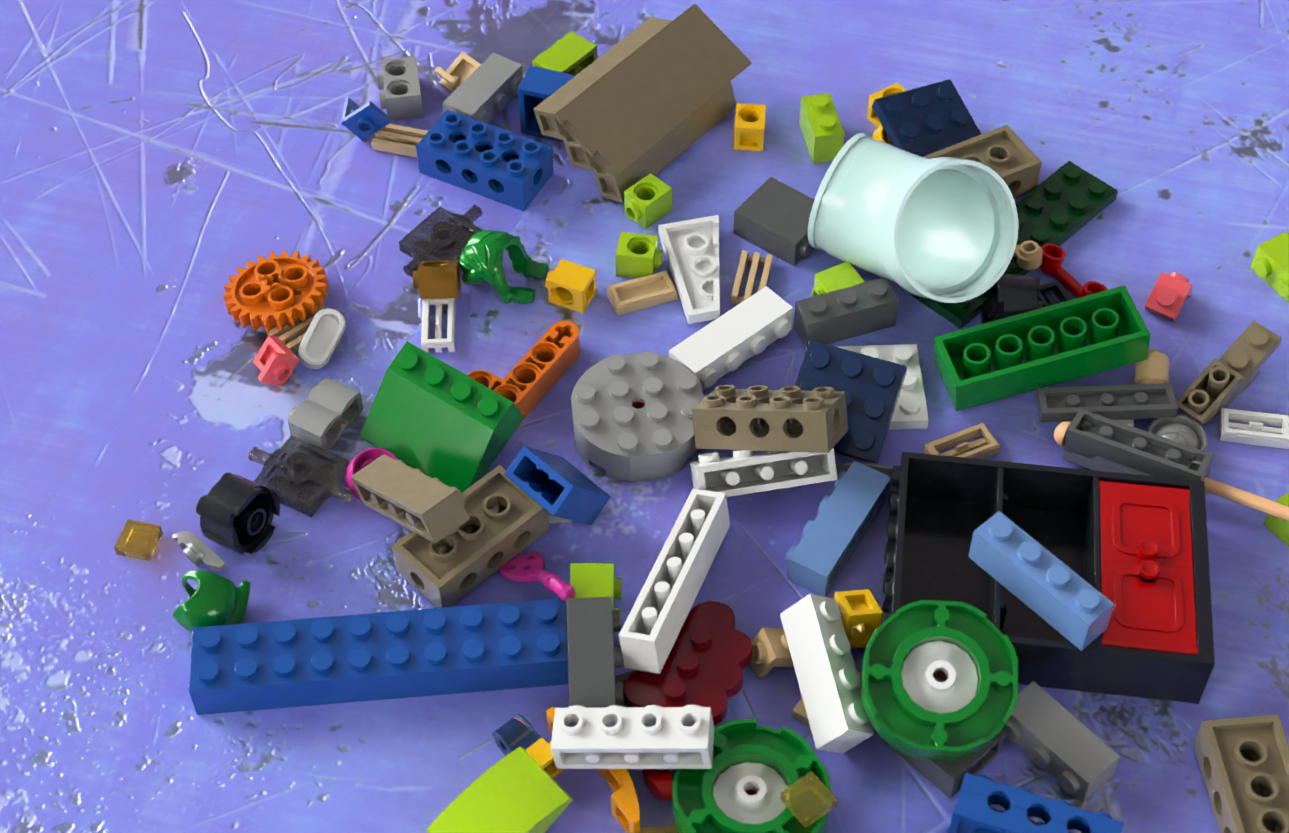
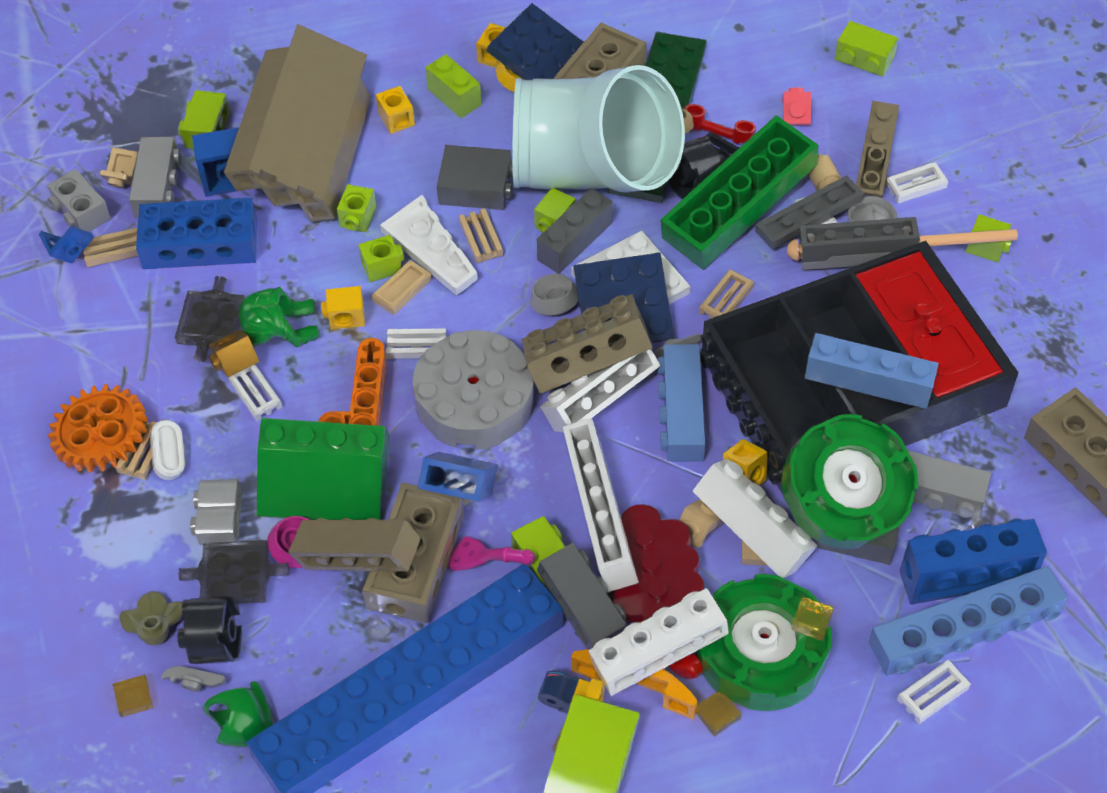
camera: 30 degrees left, 5 degrees up
(198, 479) = (151, 618): none -> olive plate
(275, 361) = (143, 488): coral bracket -> none
(613, 341) = (411, 337): none -> white tile
(735, 337) = (506, 287): white brick -> none
(779, 364) = (553, 295): none -> light grey hat

